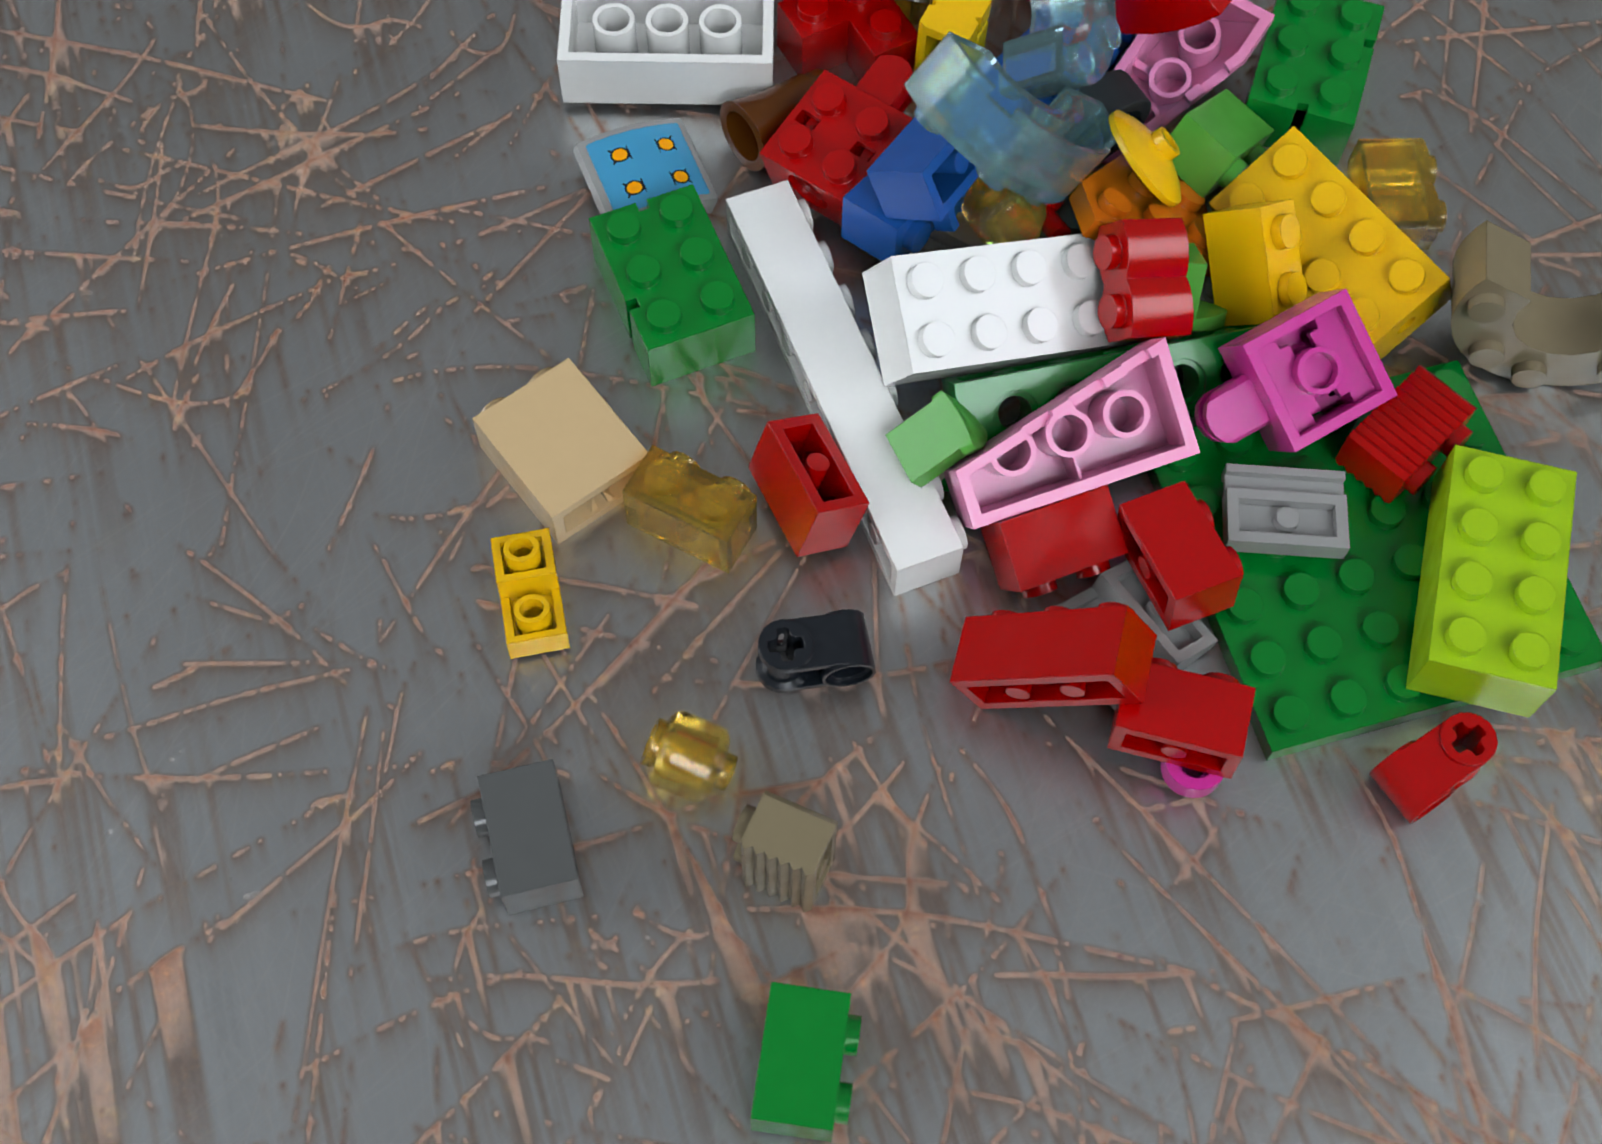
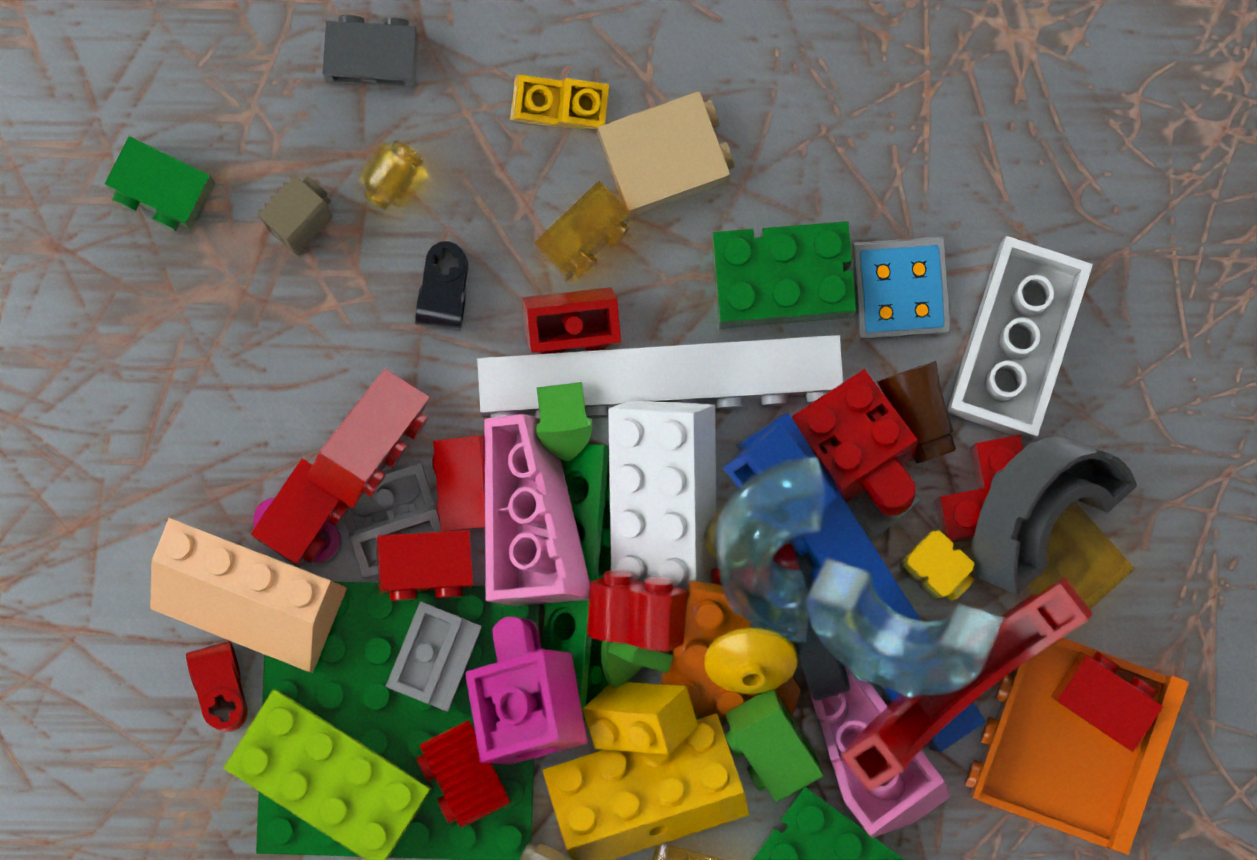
camera: 105 degrees right, 20 degrees up
(1310, 760) = (243, 595): none -> light nougat slope

